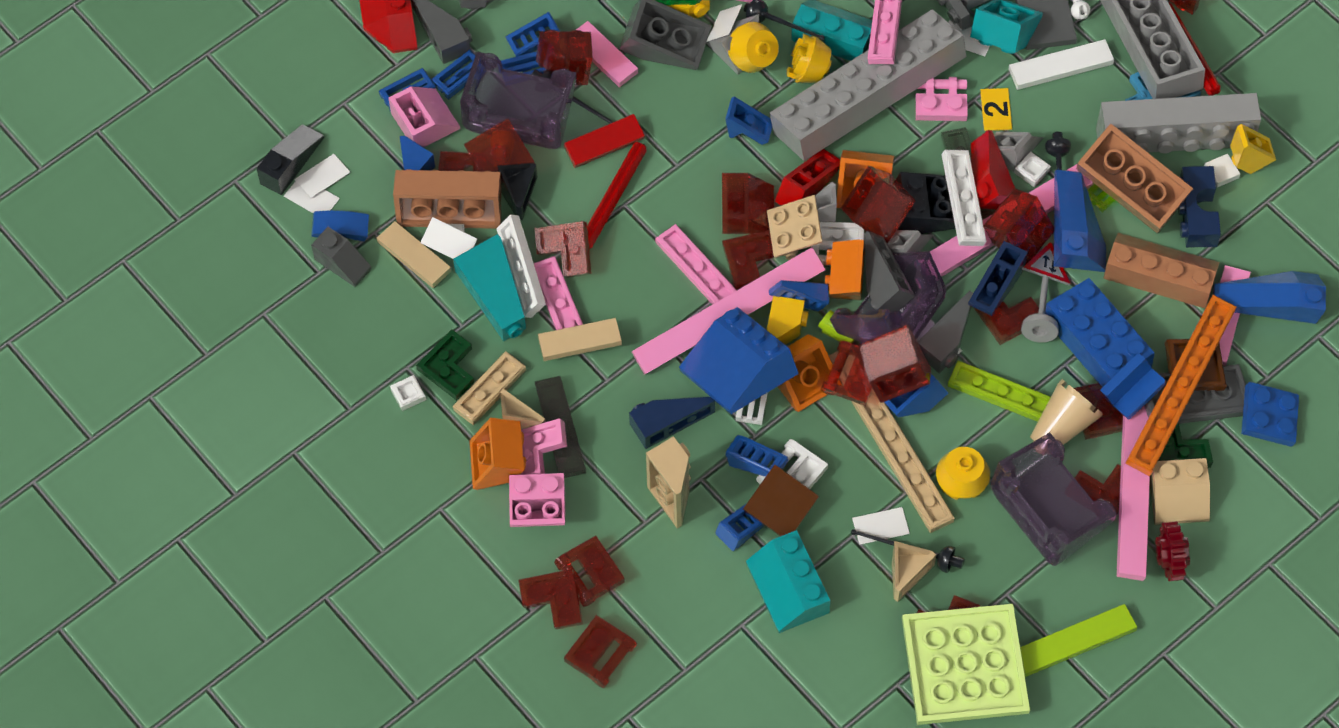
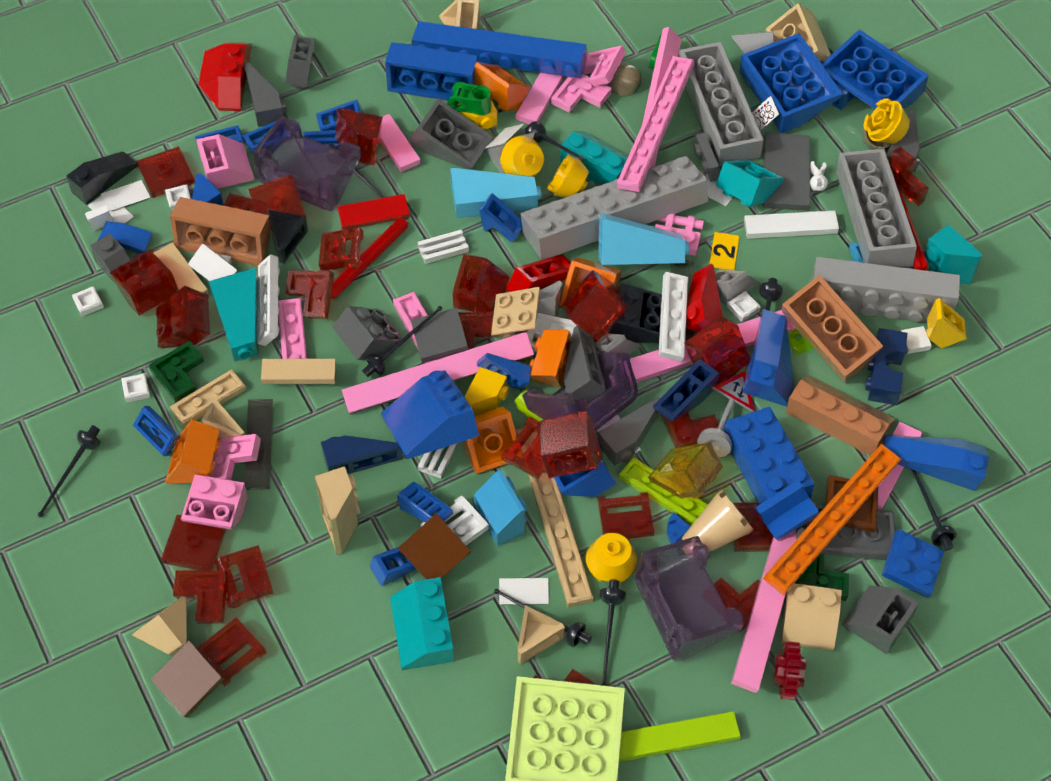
camera: 10 degrees right, 5 degrees down
(305, 208) = (98, 217): none -> white tile
(322, 306) = (87, 301): none -> white tile
(358, 139) = (165, 171): none -> clear red plate
(378, 462) = (86, 440): none -> black sword
(381, 273) = (144, 282): none -> clear red slope
(383, 166) = (175, 193): none -> white tile
(435, 306) = (183, 318): none -> clear red slope
(449, 431) = (157, 427): none -> blue tile
(525, 550) = (193, 545): none -> clear red plate
(527, 641) = (167, 629): none -> tan slope
(566, 688) = (187, 679): none -> tile
(575, 194) = (333, 247): none -> clear red plate
(640, 281) = (366, 331): none -> dark grey slope
(659, 313) = (377, 364): none -> black sword
(689, 162) = (441, 244): none -> white tile
(710, 92) = (473, 188): none -> medium azure slope
(719, 268) = (440, 335): none -> dark grey tile
(837, 444) = (501, 508): none -> dark azure slope
(905, 122) = (636, 243): none -> medium azure slope
(968, 433) = (628, 524): none -> clear red plate
(974, 513) = (611, 596): none -> black sword
(1018, 364) = (687, 470): none -> clear yellow slope
(1021, 428) = (676, 528): none -> blue tile
(1242, 70) = (952, 254): none -> teal slope
(1250, 476) = (881, 616): none -> dark grey slope
(1295, 377) = (943, 534): none -> black sword

